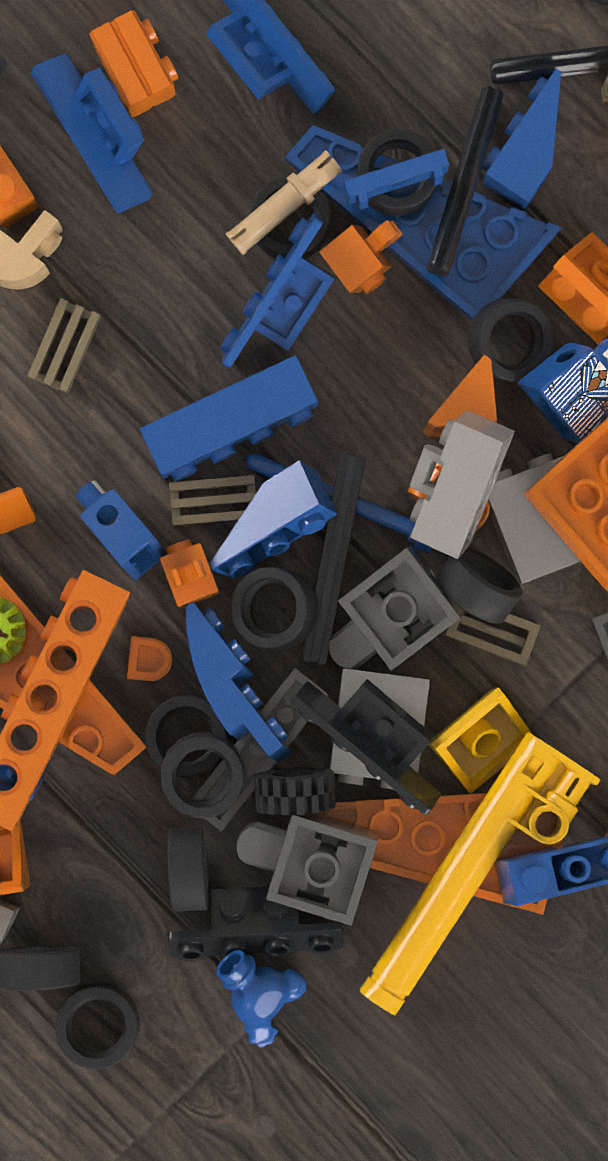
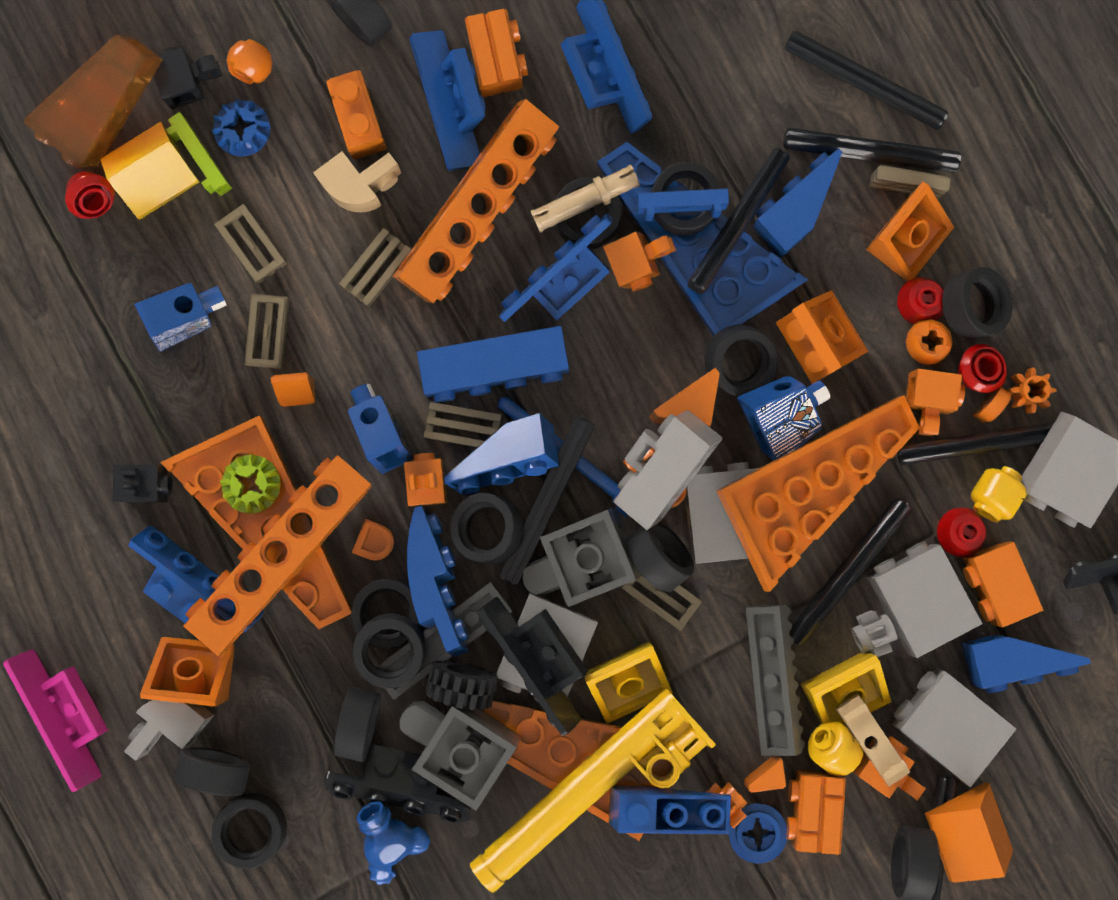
camera: 20 degrees right, 0 degrees up
(210, 144) = (538, 133): none -> orange brick

